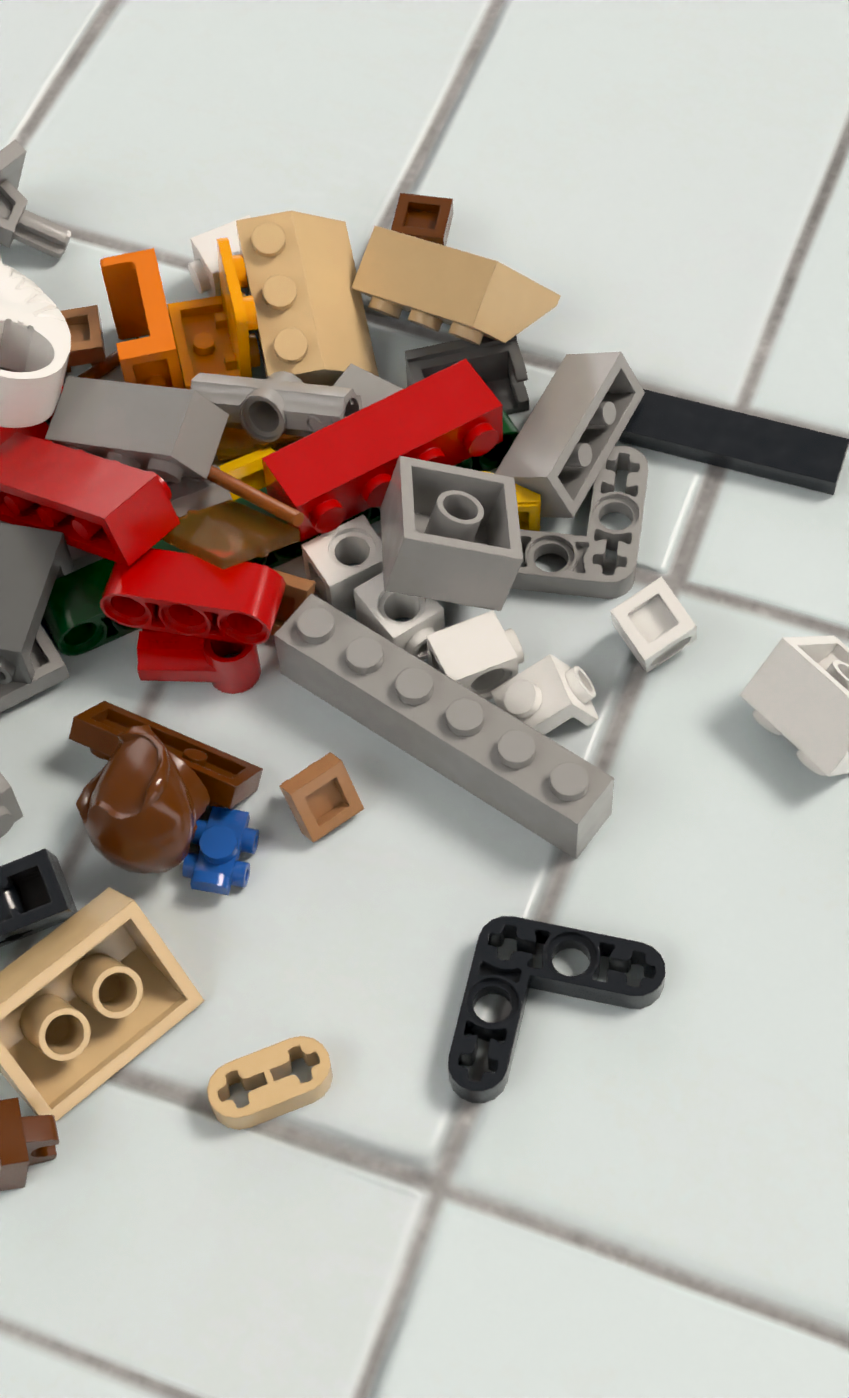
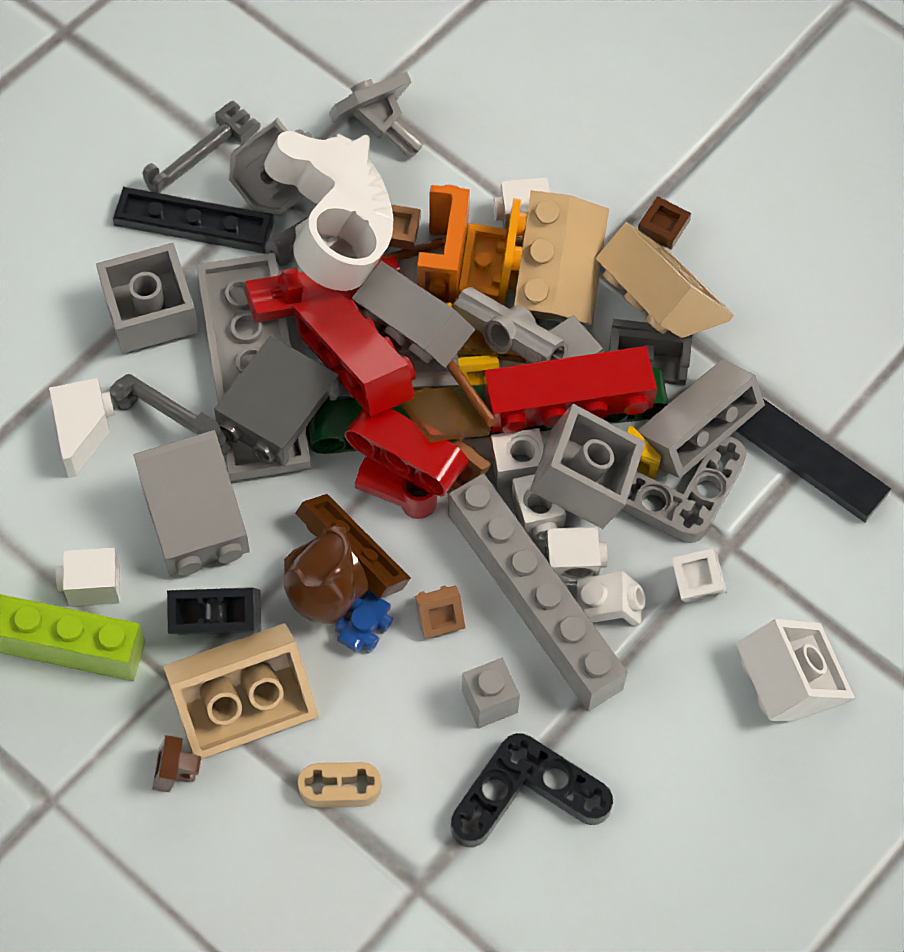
camera: 15 degrees right, 5 degrees up
(434, 877) = (490, 692): none -> light grey brick

